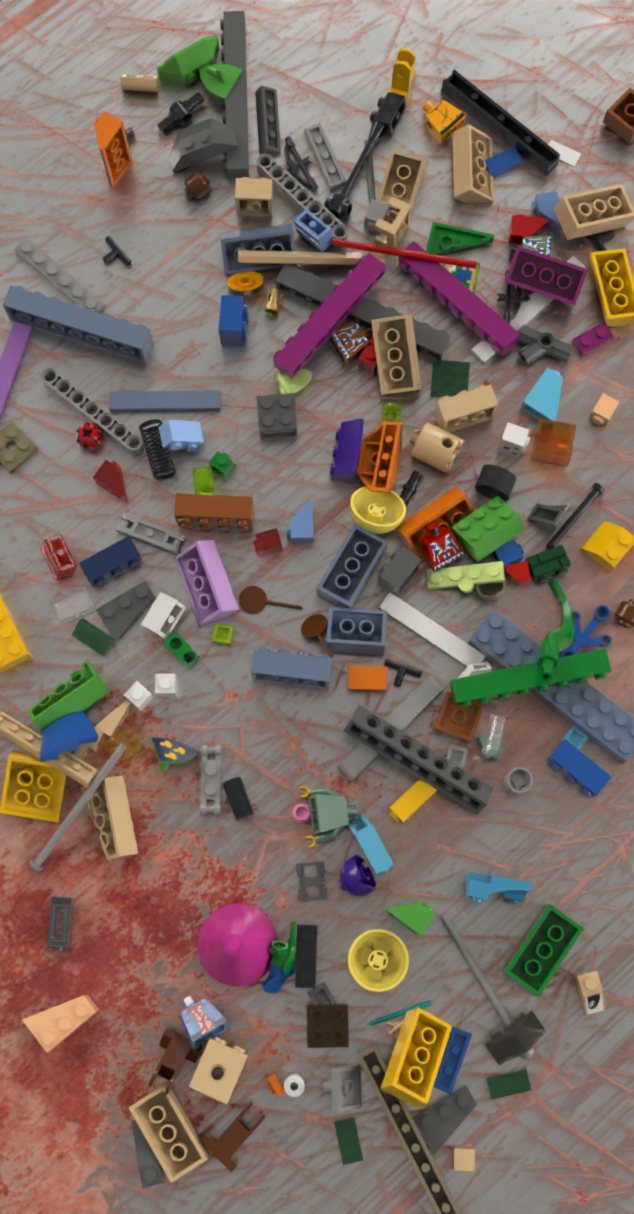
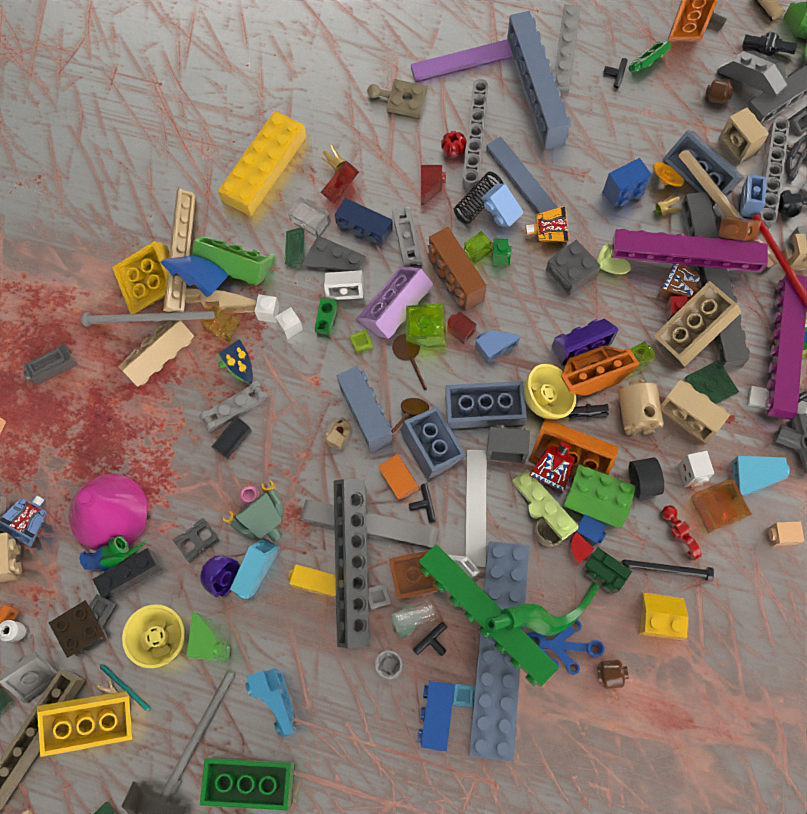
camera: 60 degrees right, 5 degrees down
(33, 550) = (334, 162): none -> pearl gold piece
(120, 216) = (646, 59): none -> green hinge
(227, 408) = (550, 226): none -> torso
(248, 569) = (426, 325): none -> clear neon green slope
(295, 704) = (338, 433): none -> tan rock
(337, 263) = (738, 228): none -> dark orange torso
(444, 1117) = (52, 784): dark grey wing -> none
(452, 1059) = (106, 759): blue tile -> none
(516, 736) = (431, 640): none -> black piece
(548, 516) = (651, 545): dark grey slope -> none
(552, 486) = (680, 530): none -> red piece

